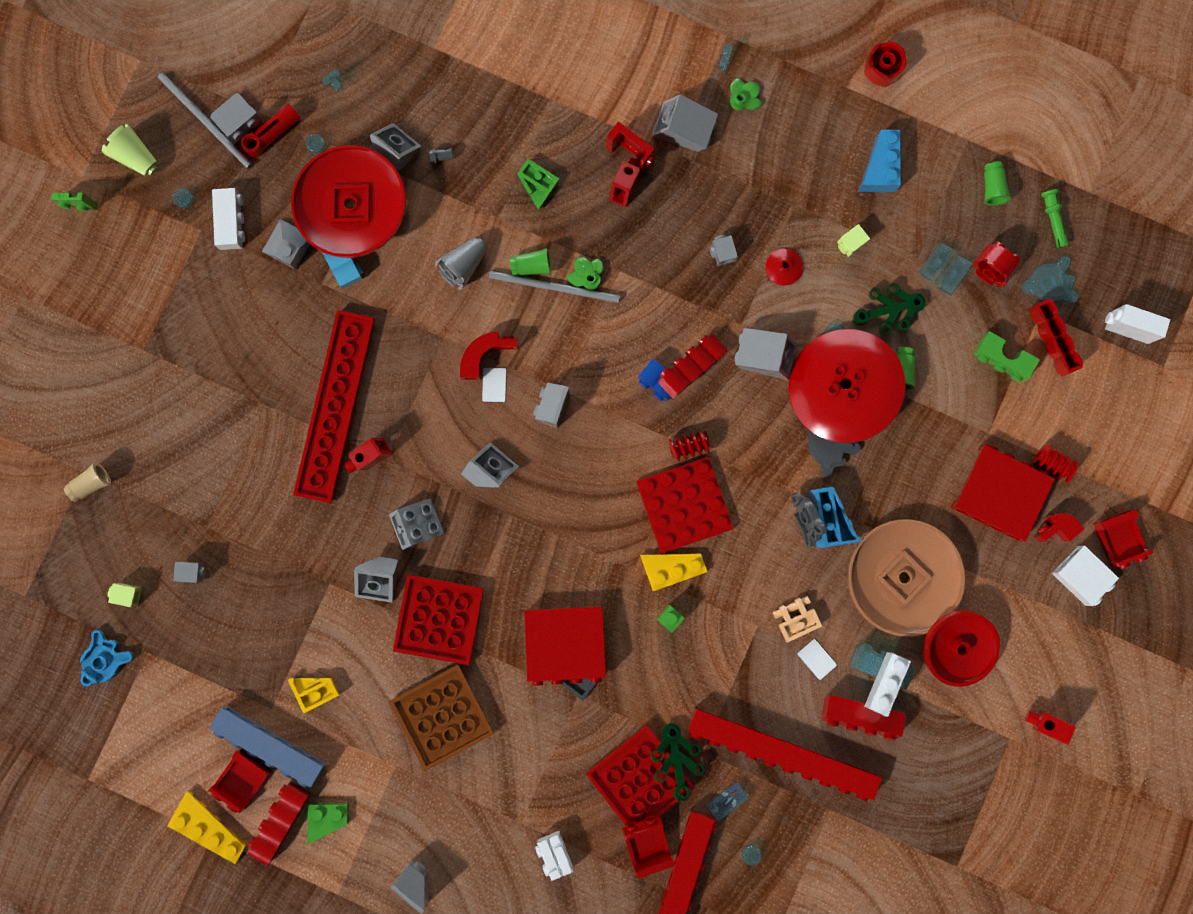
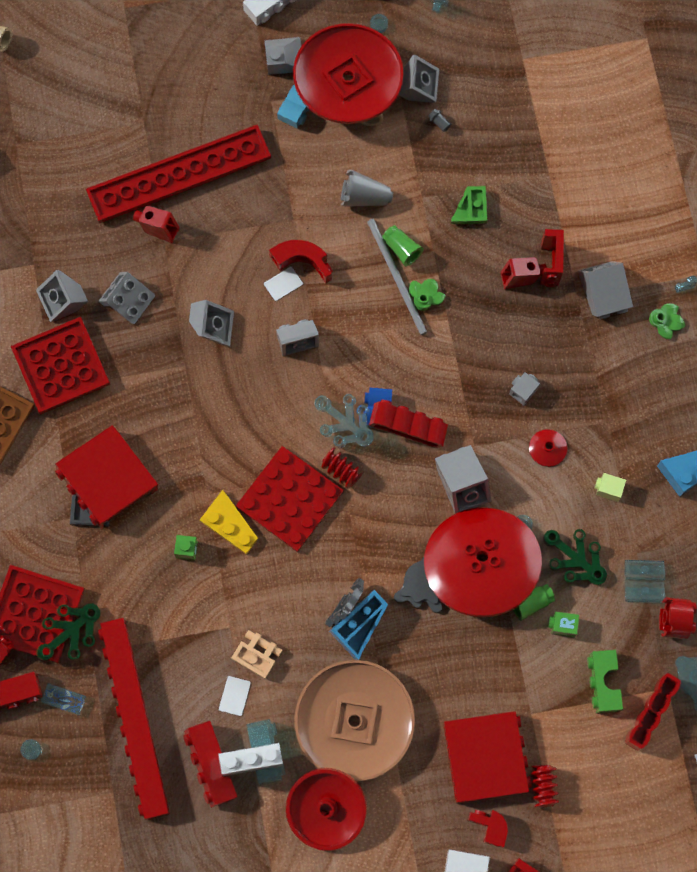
camera: 55 degrees right, 10 degrees down
(655, 415) = (346, 423): none -> clear light blue plant
(938, 356) = (564, 624): none -> bright green brick

